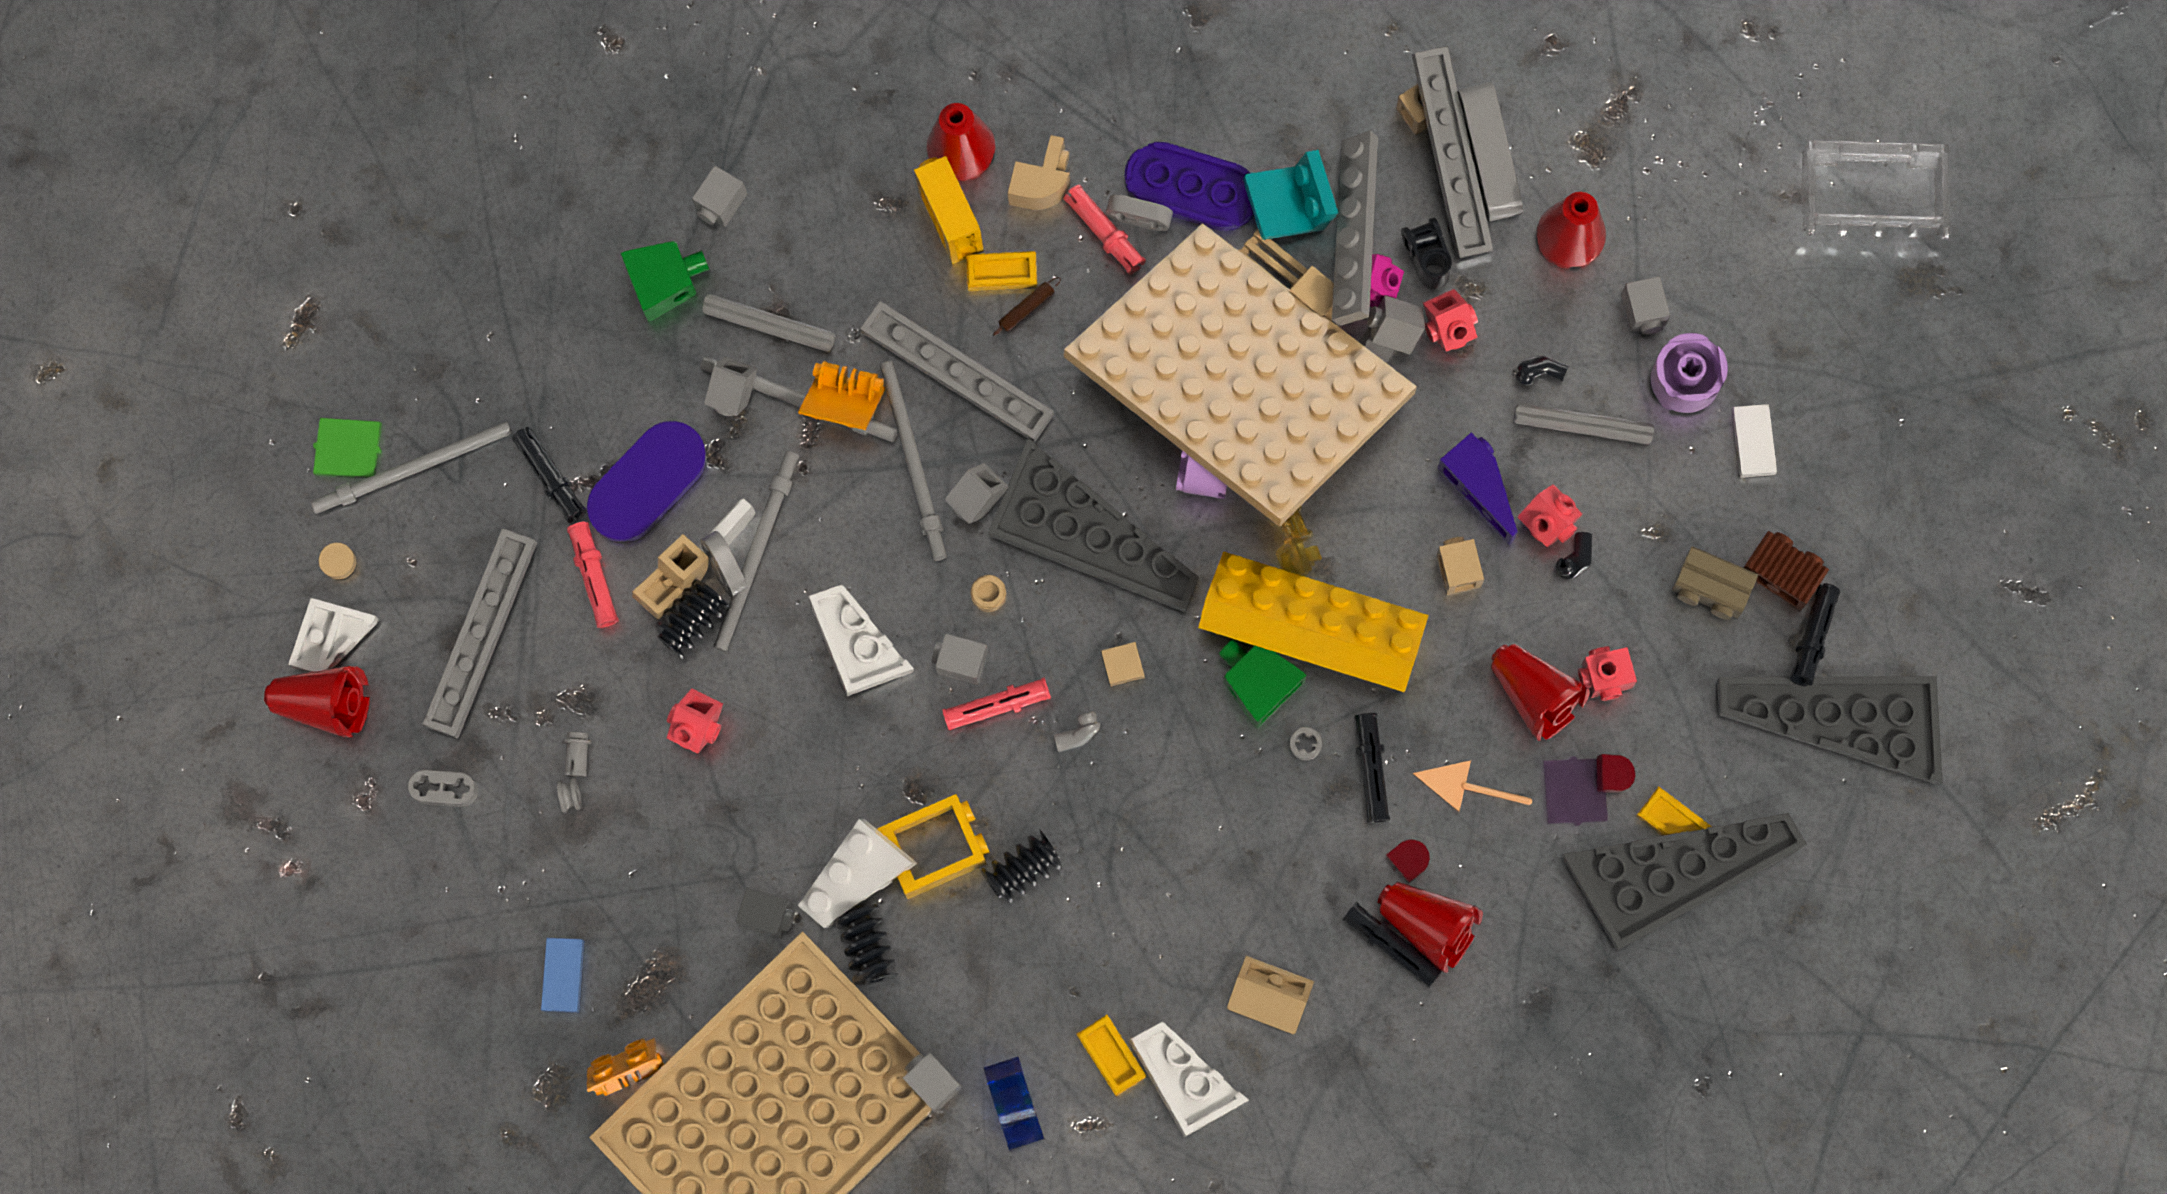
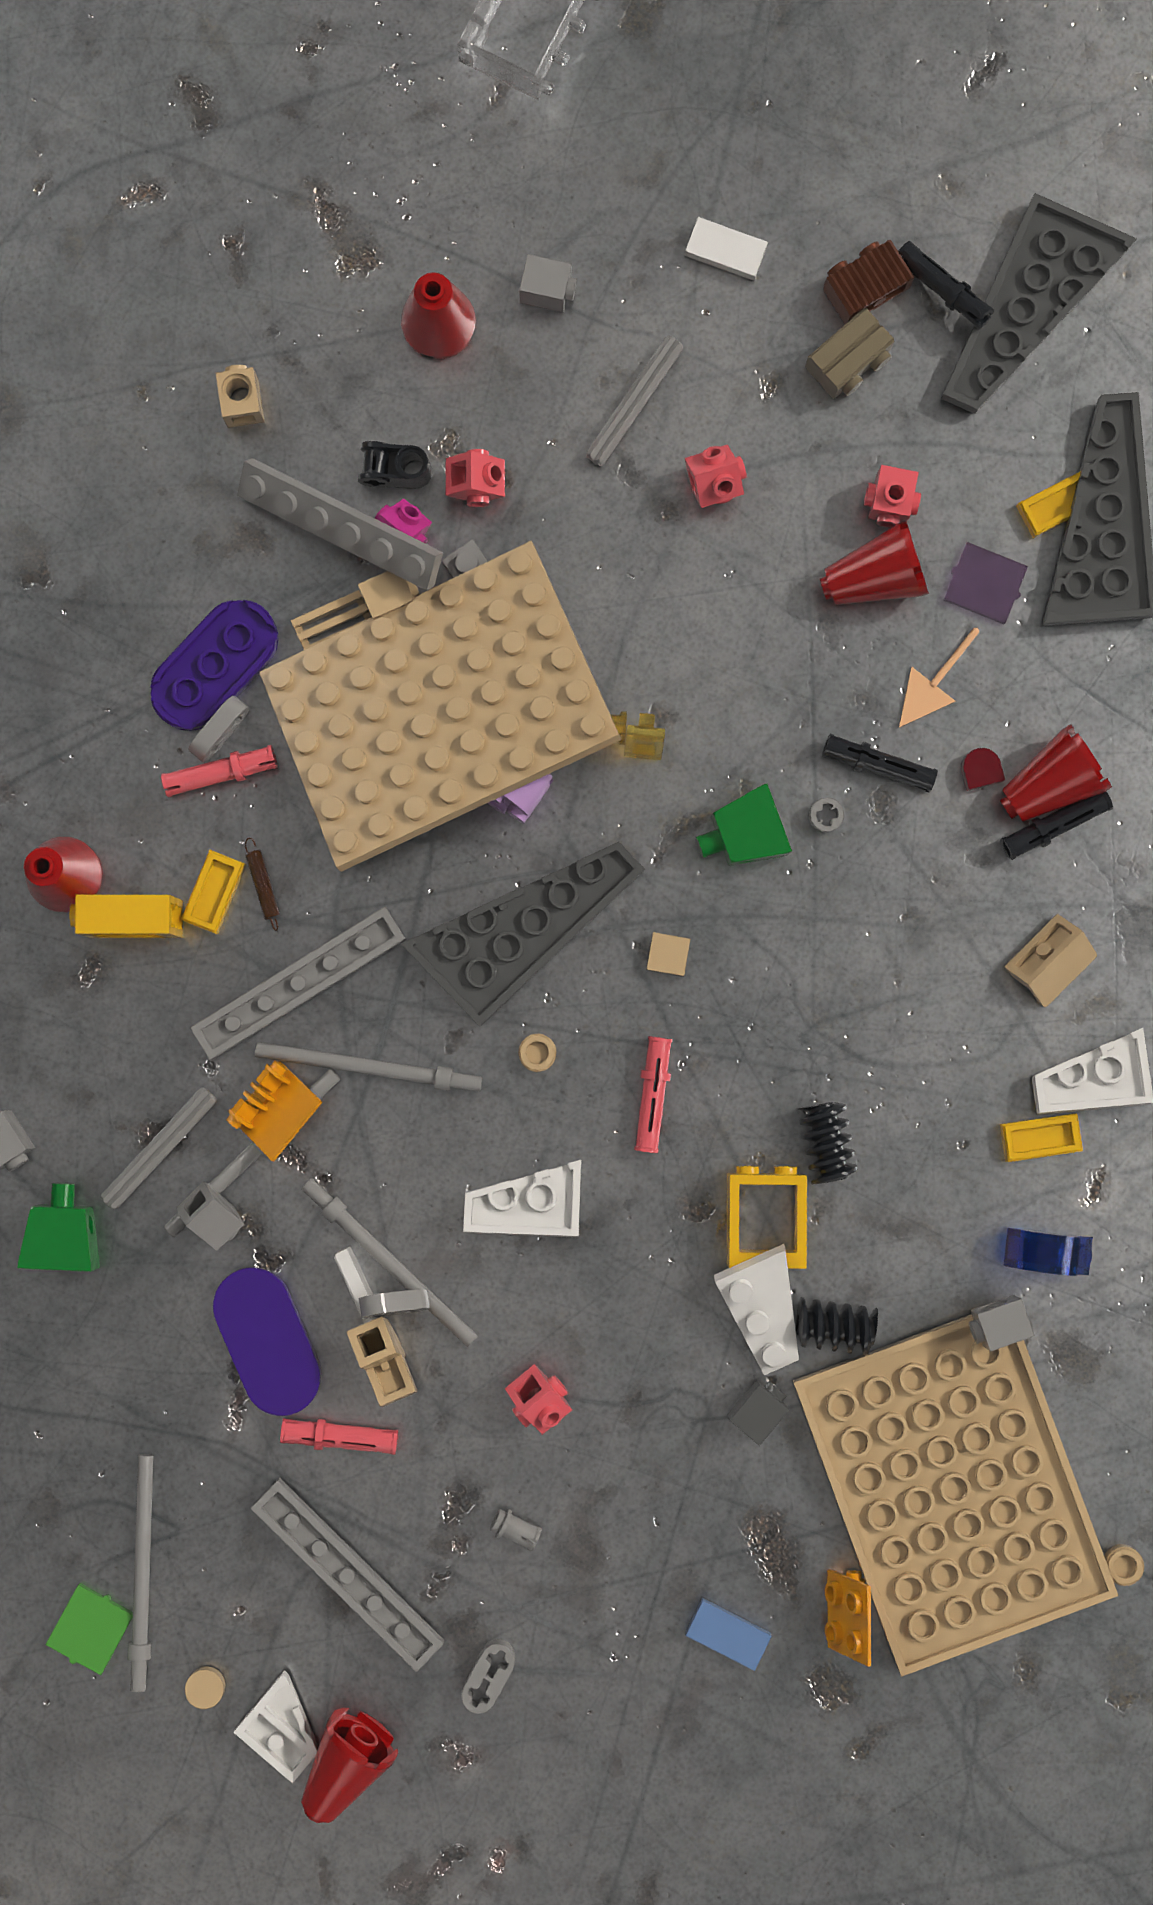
camera: 75 degrees left, 10 degrees up
(556, 485) = (231, 1434): black pin -> none
(569, 795) = (553, 1554): light grey bush -> none
(690, 618) = (432, 1359): black piece -> none
(960, 659) = (593, 1110): light grey brick -> none
(976, 493) = (435, 1020): light grey brick -> none
(1039, 186) = (144, 815): tan brick -> none
(1078, 736) = (720, 1028): light grey arm -> none
(1292, 198) = (276, 571): teal bracket -> none
(1313, 621) = (718, 751): yellow brick -> none
(1396, 324) = (456, 530): light grey brick -> none
(1452, 152) = (305, 391): light grey plate -> none
(1459, 565) = (721, 585): tan brick -> none
(1477, 477) = (647, 526): dark purple slope -> none
(1490, 152) = (318, 355): light grey beam -> none
(1538, 366) = (558, 415): black arm -> none
(1579, 560) = (766, 471): black arm -> none
(1614, 773) = (988, 538): dark red tile -> none
(1701, 358) = (620, 259): lavender brick -> none

